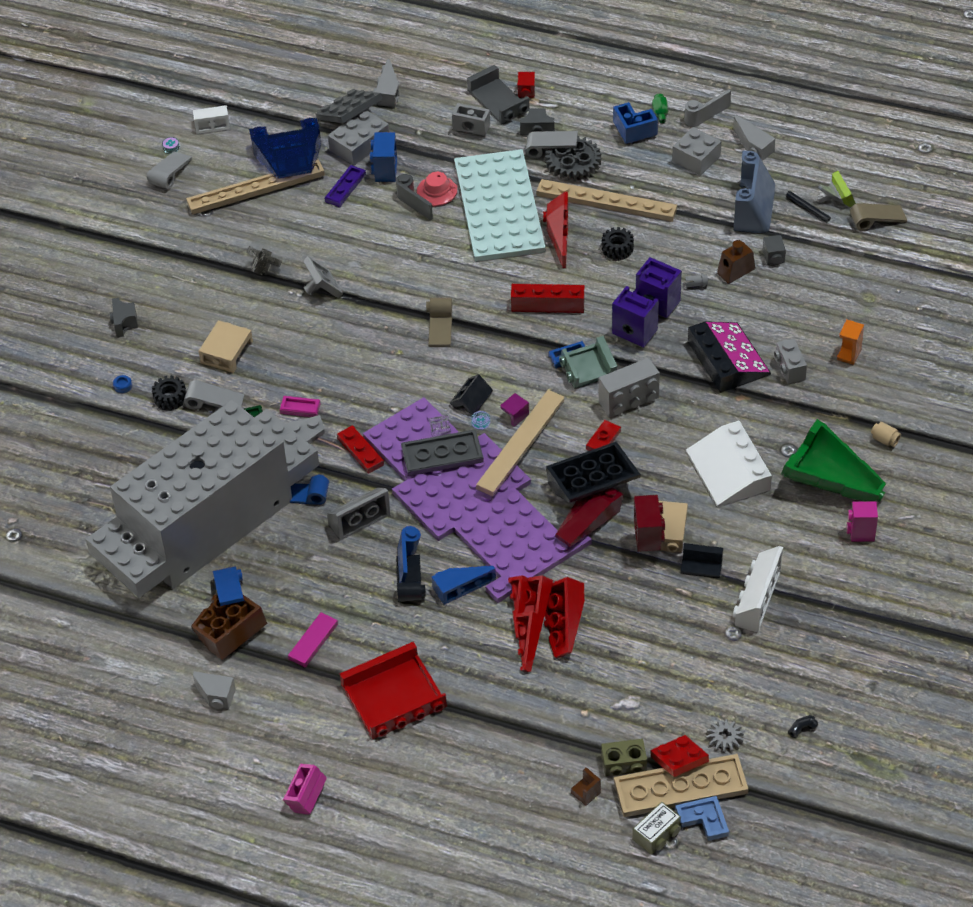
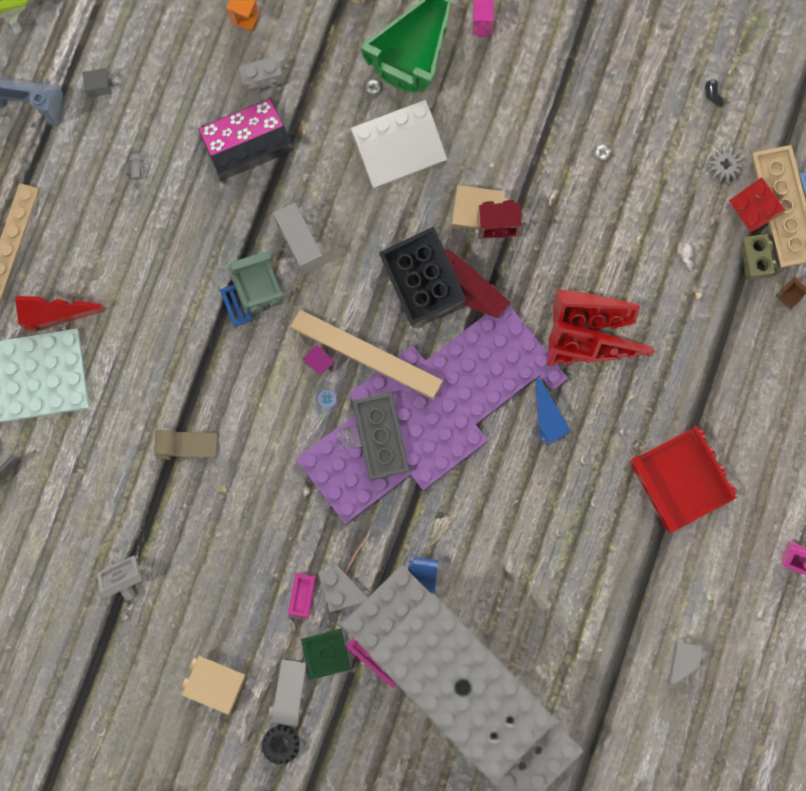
camera: 90 degrees left, 30 degrees up
(228, 585) = (561, 654): blue door -> none
(229, 625) = (602, 654): reddish brown wedge -> none
(262, 260) = (84, 649): clear smoke plant -> none
(312, 639) = (616, 564): dark pink tile -> none
(359, 513) = (458, 523): light grey slope -> none
(360, 449) = (364, 526): red plate -> none
(407, 546) = (499, 471): blue door -> none
(411, 589) = (540, 469): black door -> none
(472, 394) = (293, 408): black panel -> none
(547, 298) = (158, 325): red brick -> none
(604, 435) = (355, 270): red plate -> none
(617, 251) = (67, 241): black tyre -> none
(655, 294) = (165, 207): dark purple piece -> none
(702, 560) = (521, 177): black panel -> none
(736, 262) = (116, 121): reddish brown torso -> none
(758, 589) = (562, 121): white slope -> none
(808, 206) = (28, 44): black piece -> none

